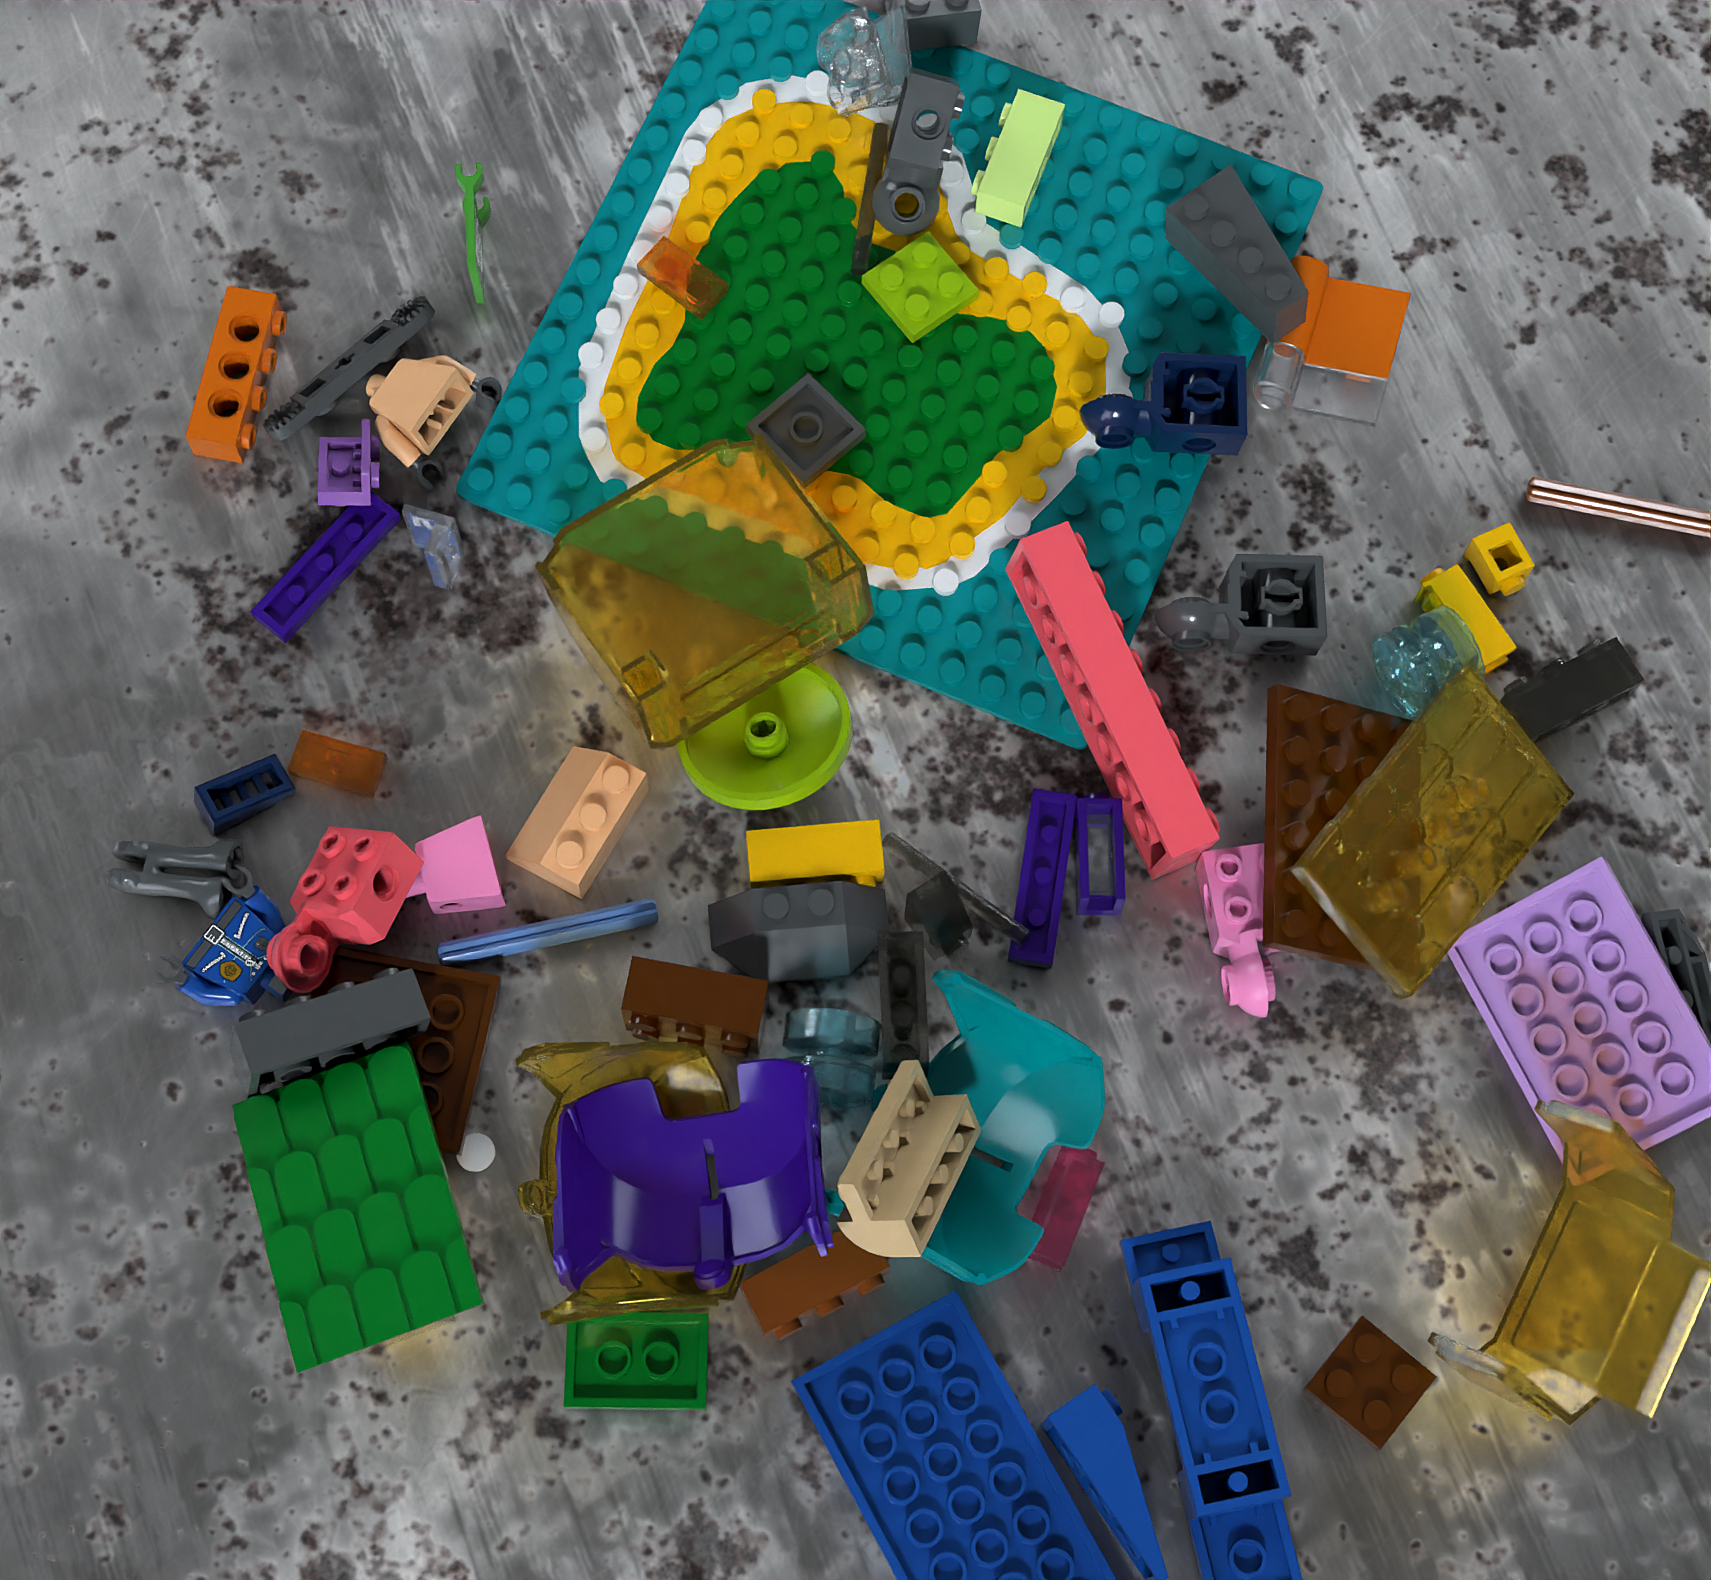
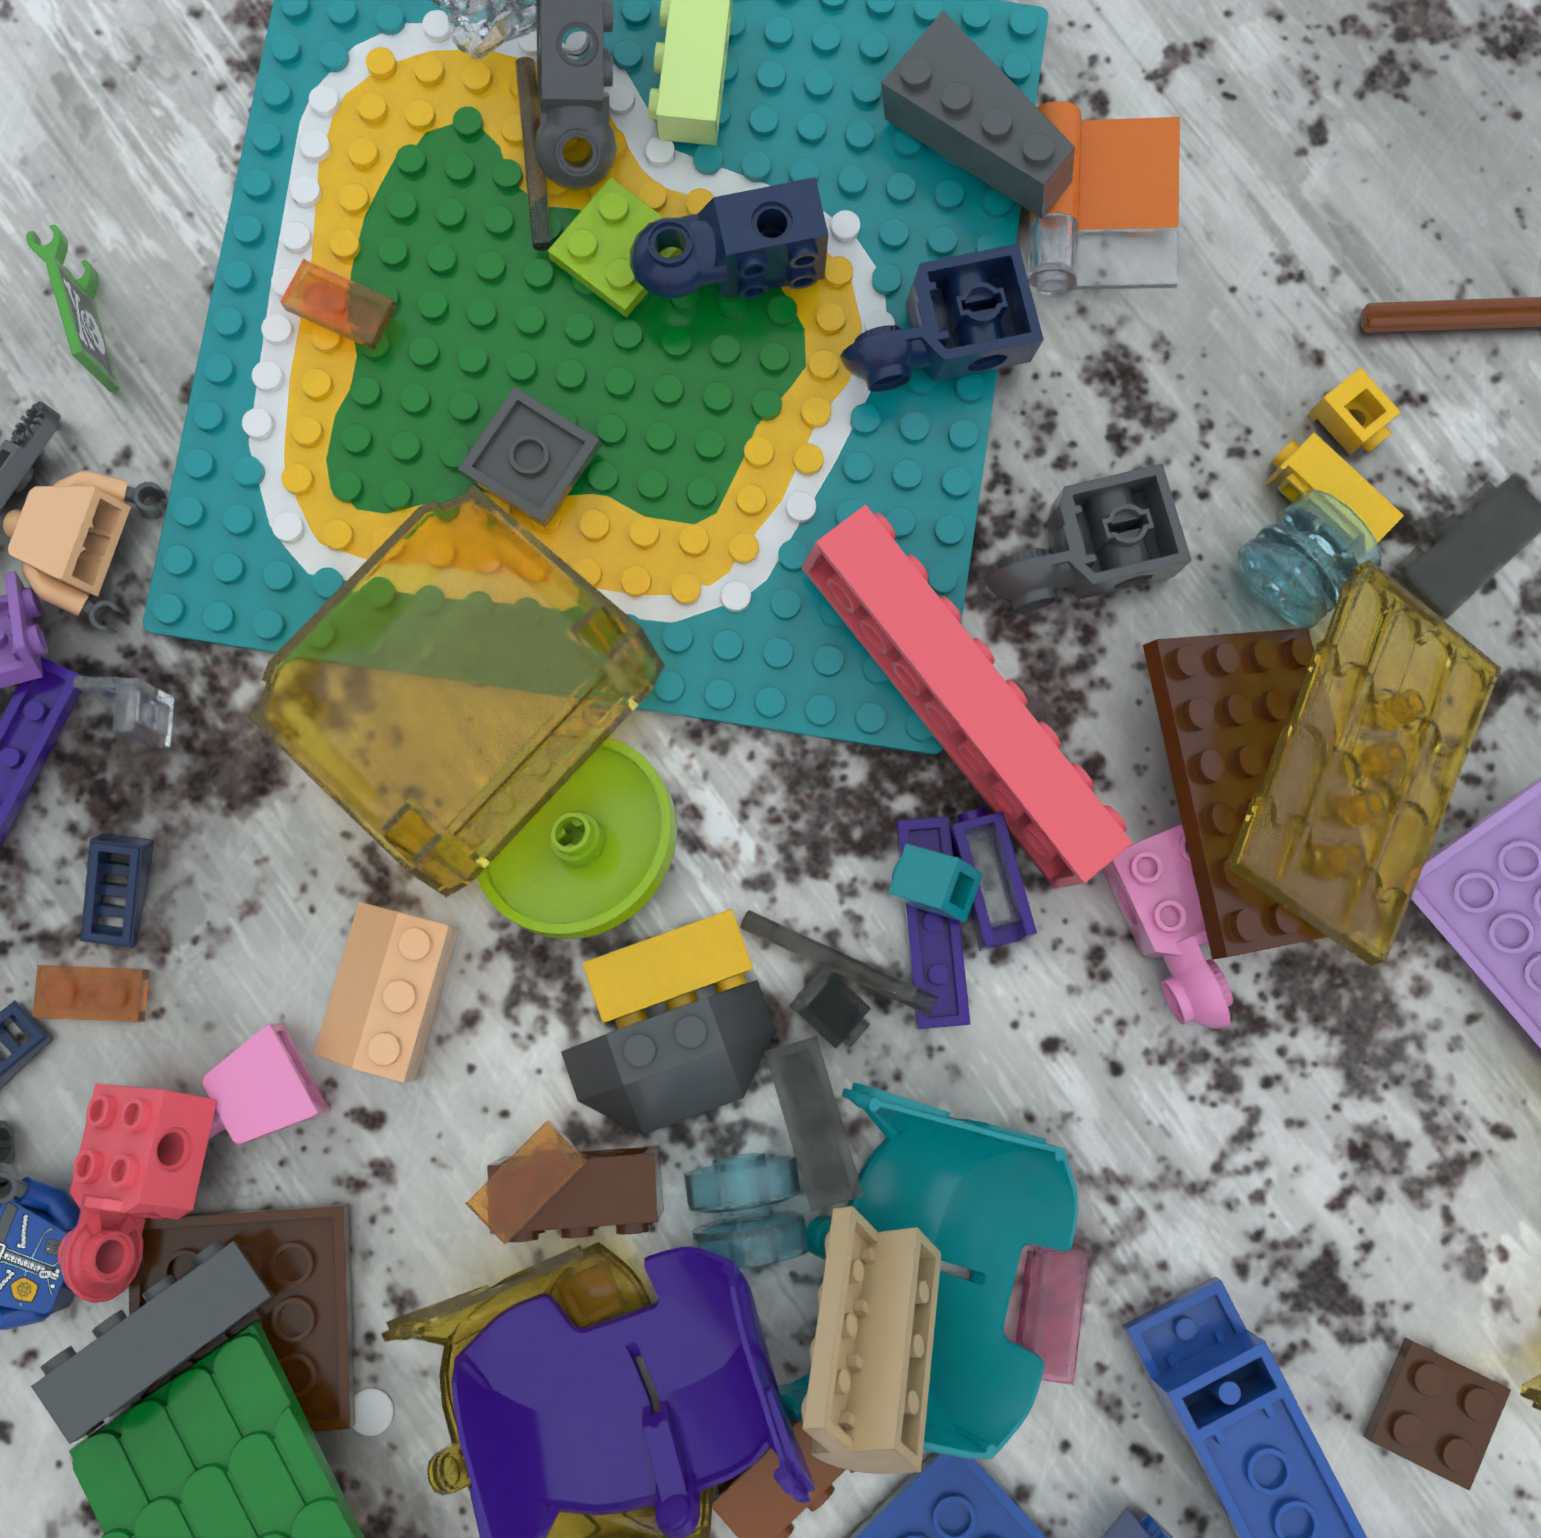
camera: 15 degrees left, 10 degrees up
(364, 682) = (134, 891): none -> dark blue slope
(547, 933) = (385, 1134): medium blue axle -> none
(662, 970) = (526, 1181): none -> clear orange plate
(1021, 302) = (739, 242): none -> dark blue brick
(1051, 836) = (935, 882): none -> teal brick

